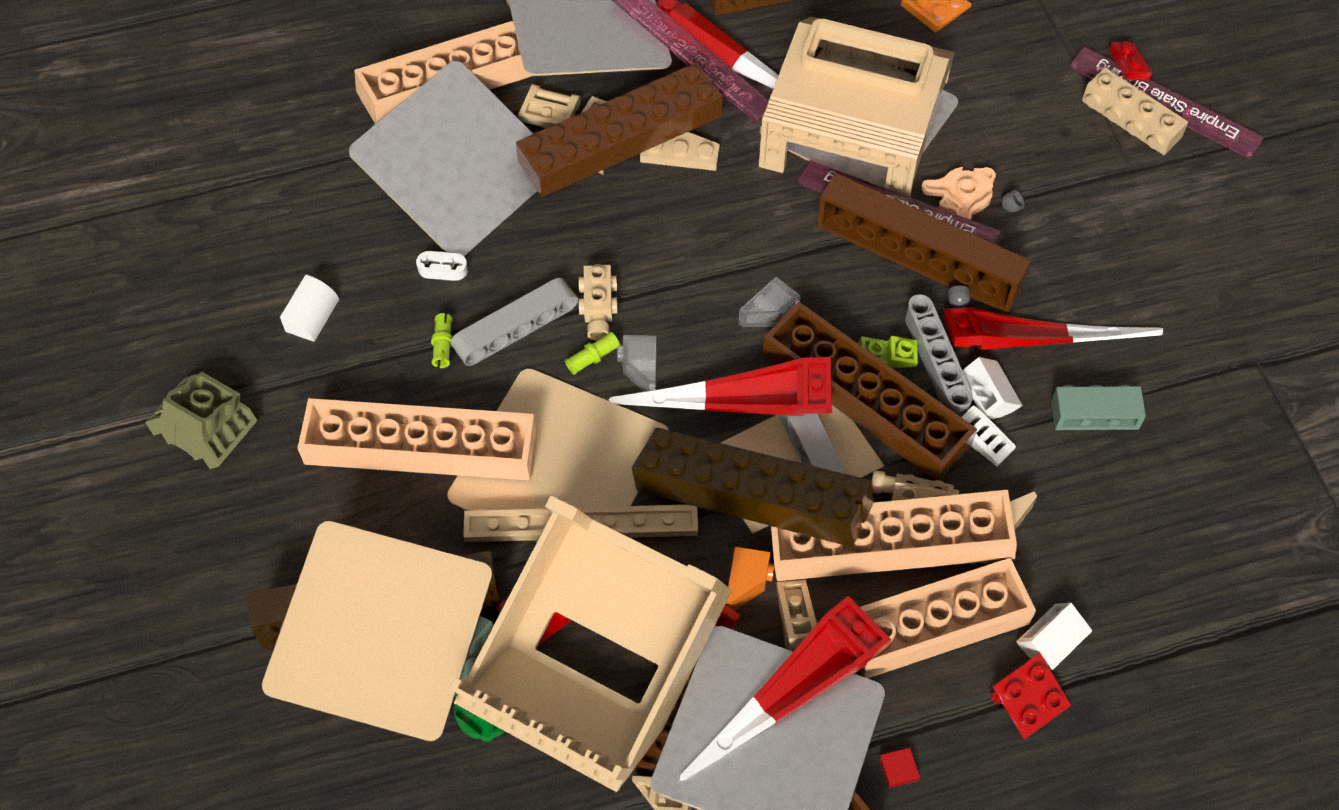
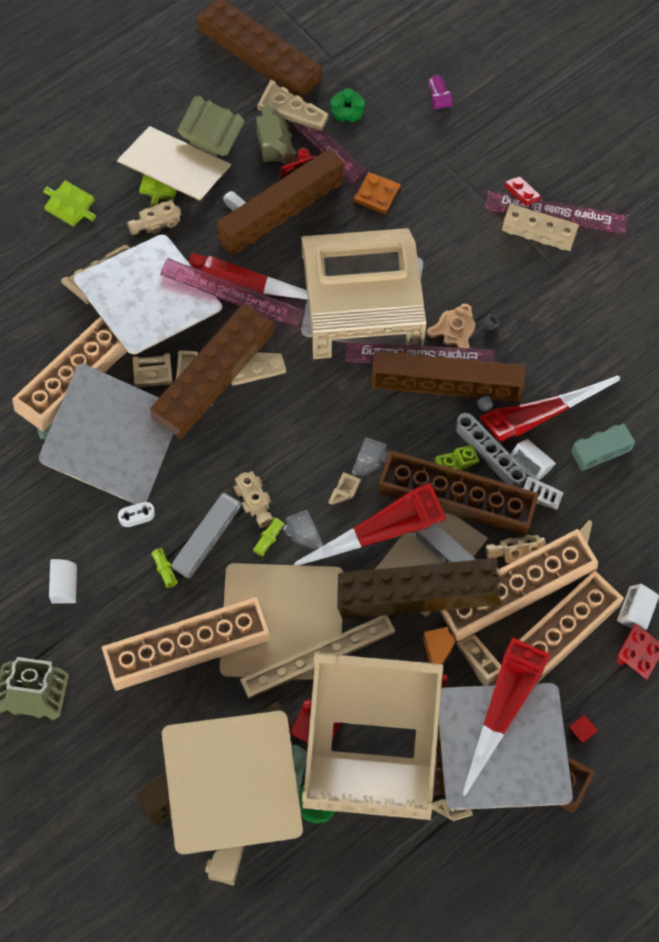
camera: 25 degrees left, 5 degrees up
(324, 737) = (224, 865): none -> tan slope
(721, 334) = (345, 489): none -> tan slope

